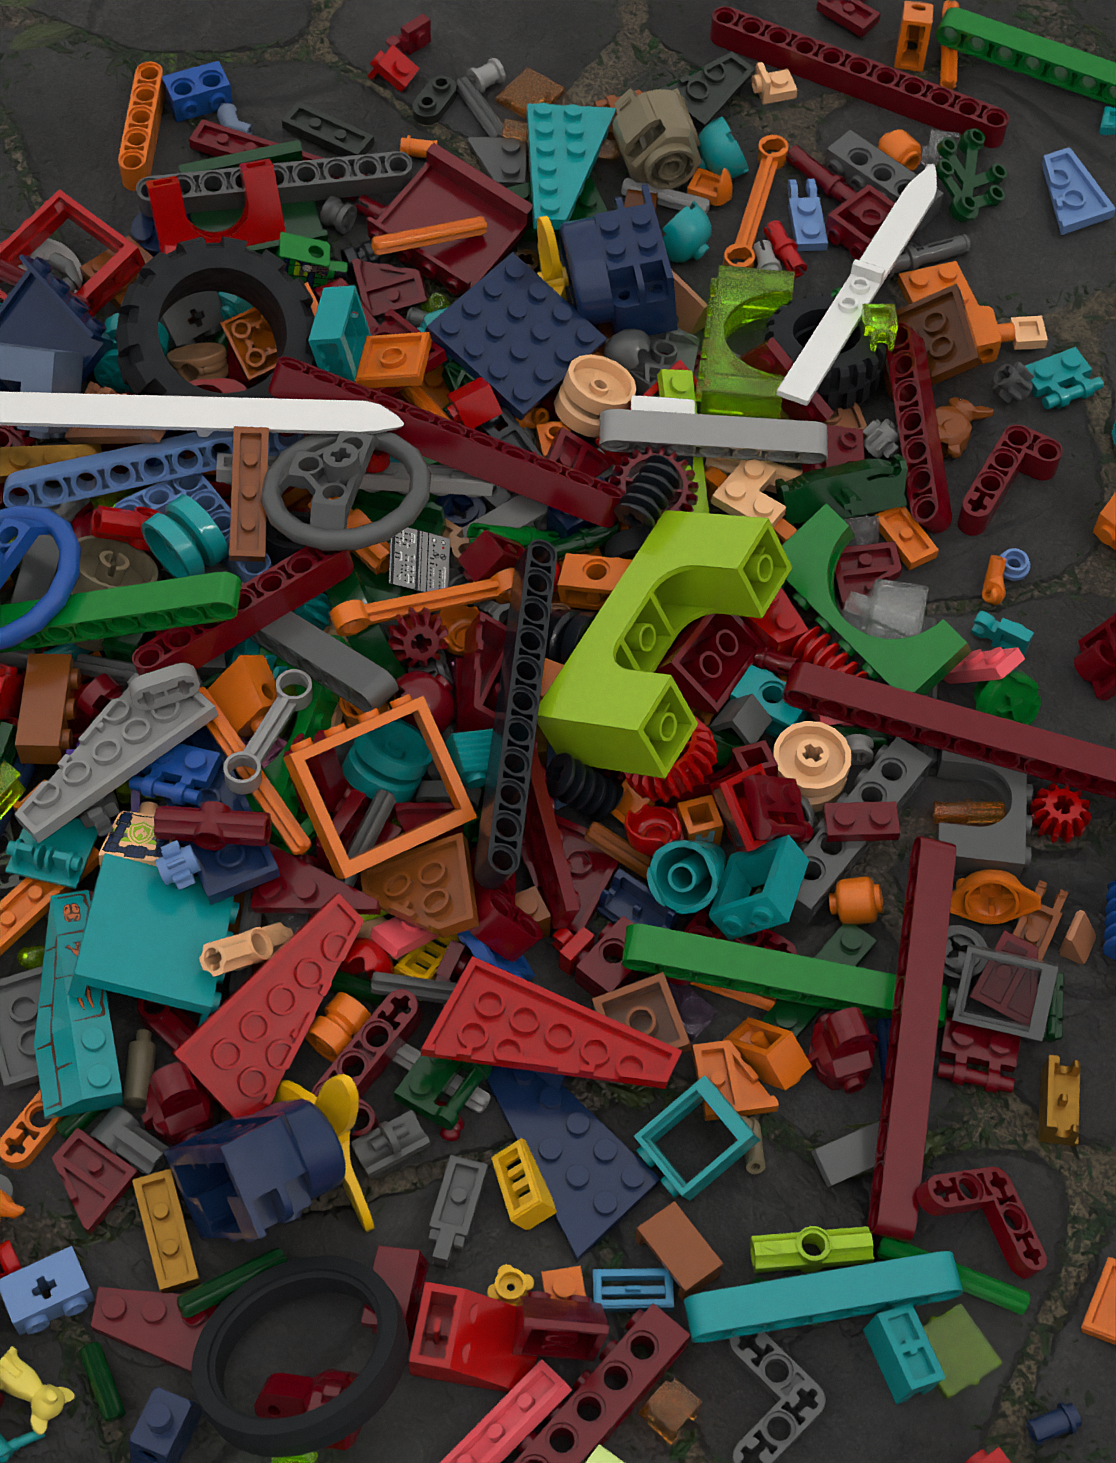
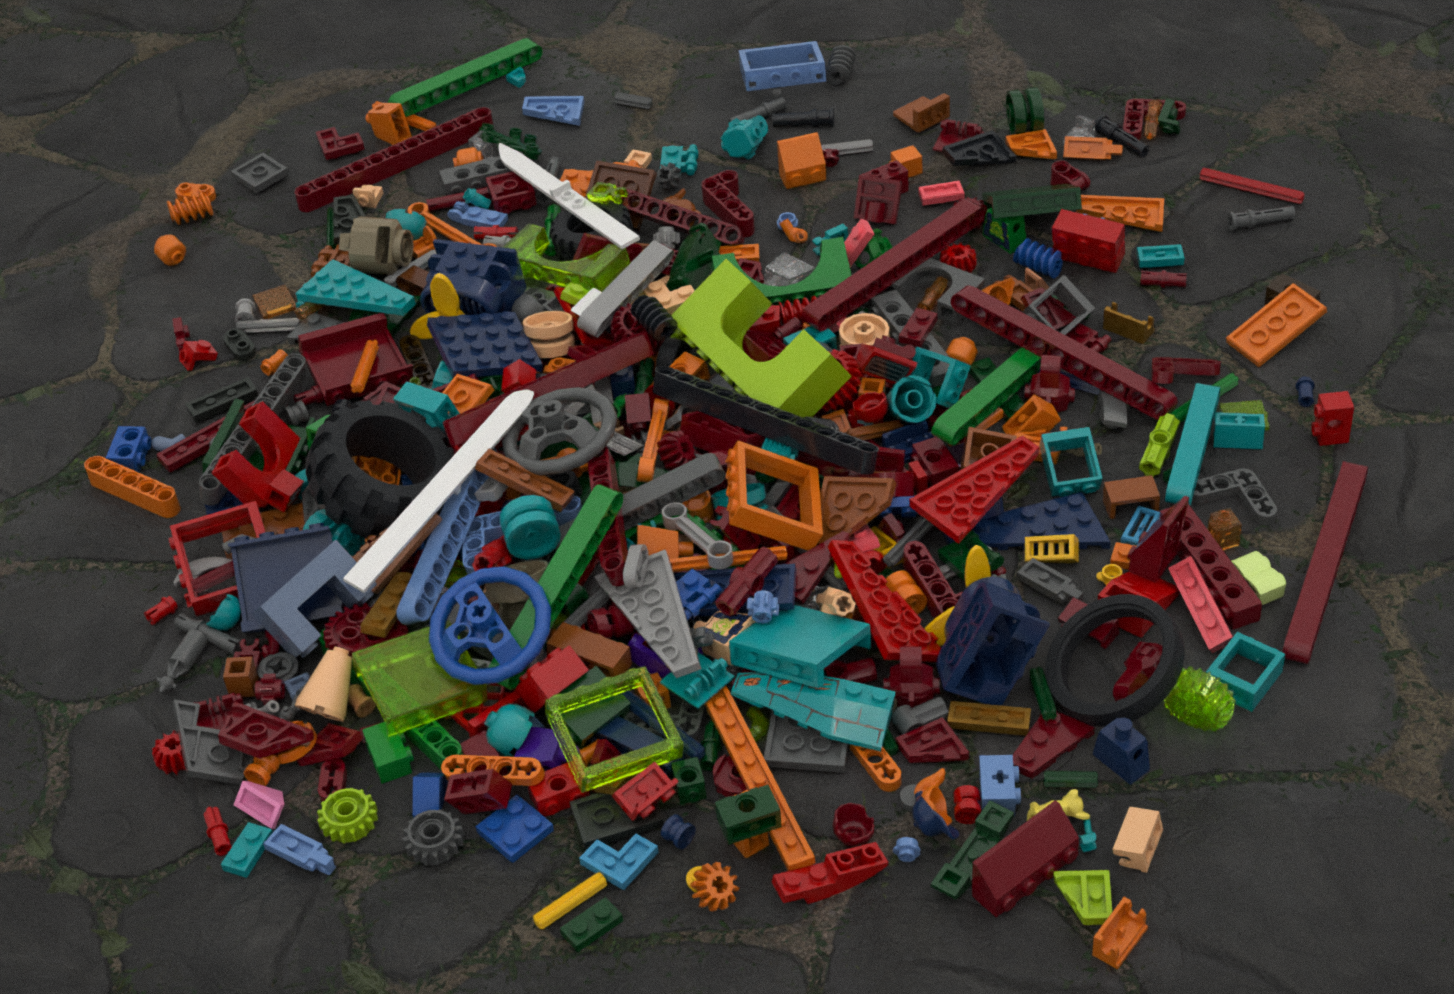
camera: 55 degrees left, 15 degrees down
(827, 194) = (476, 199): none -> teal pin

